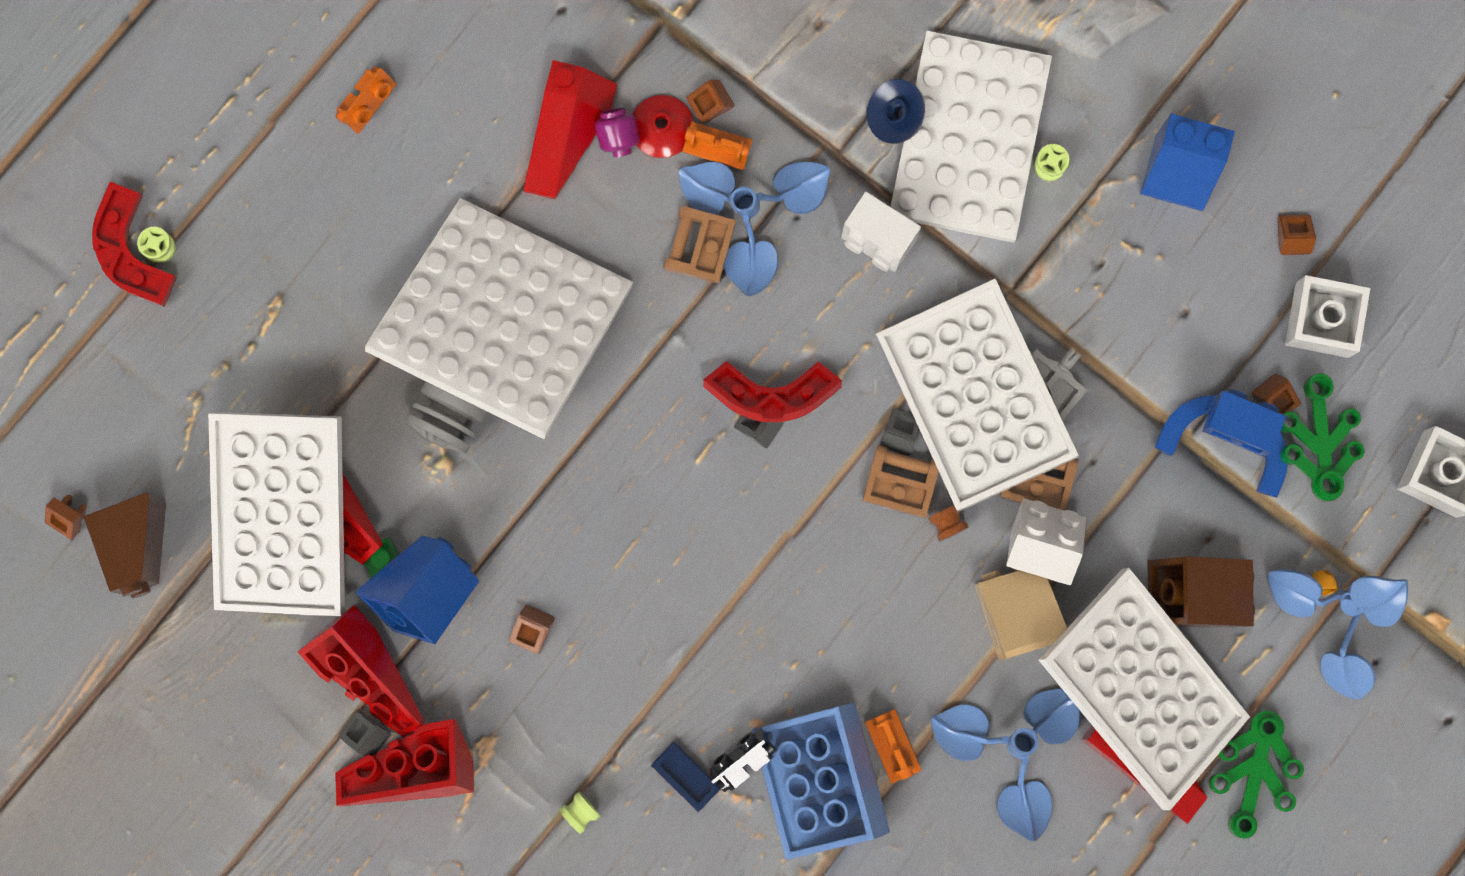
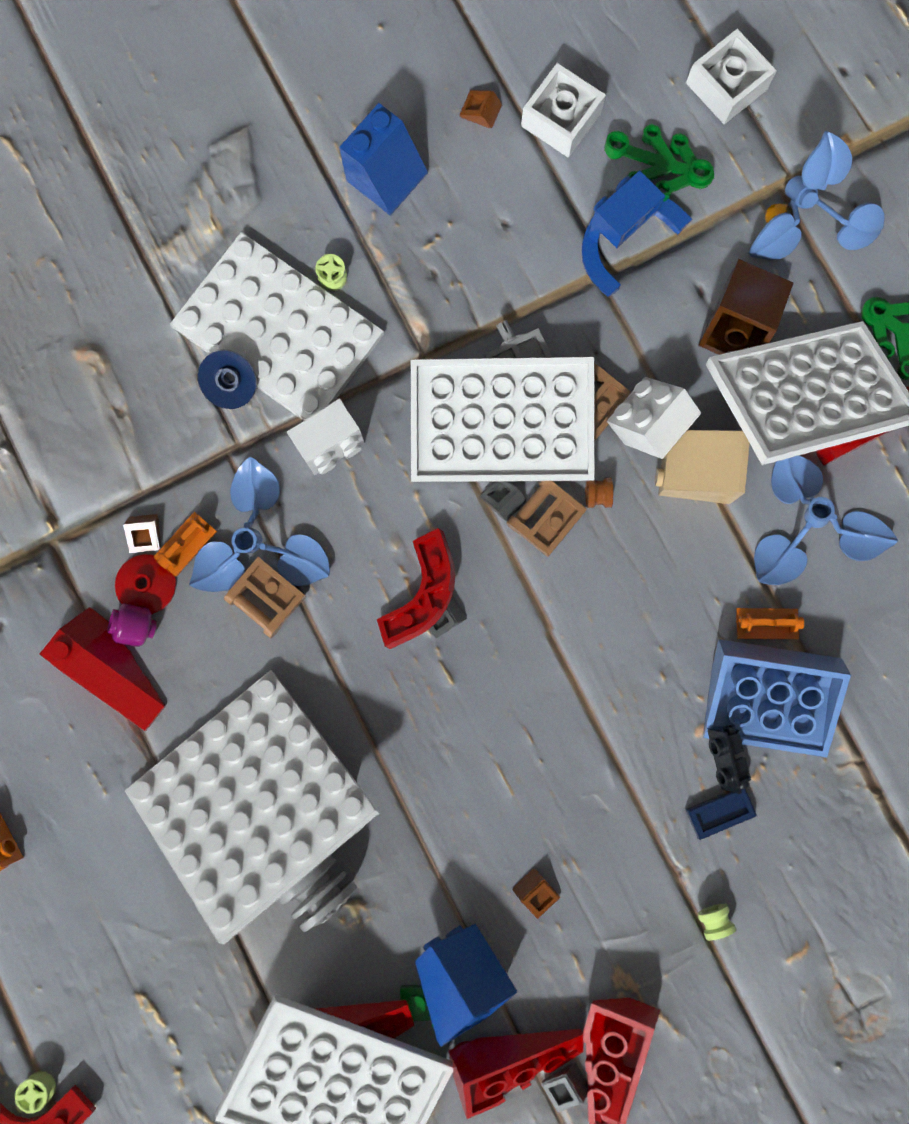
camera: 65 degrees left, 0 degrees up
(1277, 392) = (605, 180): dark orange slope -> none

